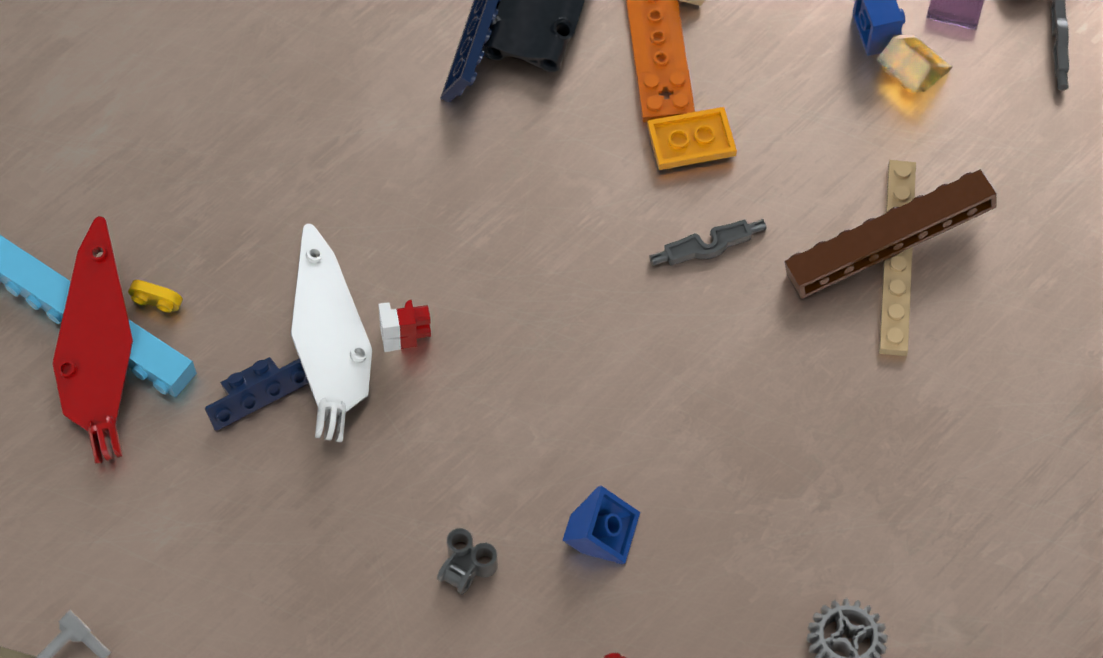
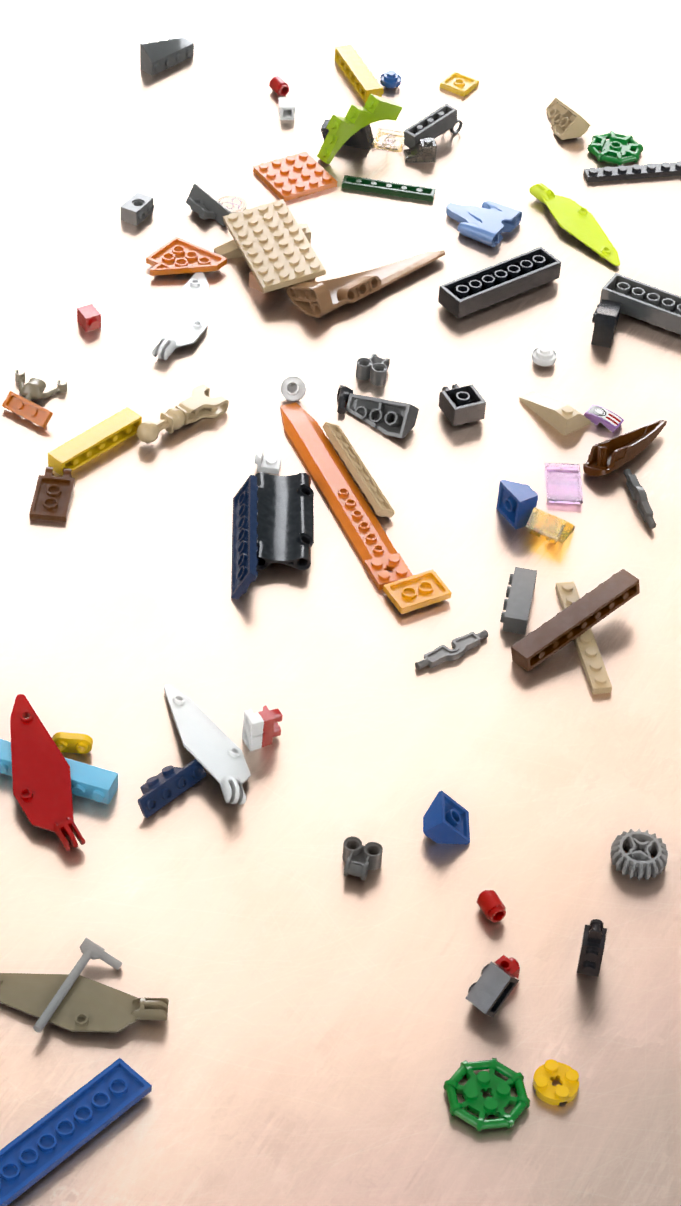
camera: 20 degrees left, 20 degrees down
(827, 180) = (519, 600): none -> brick

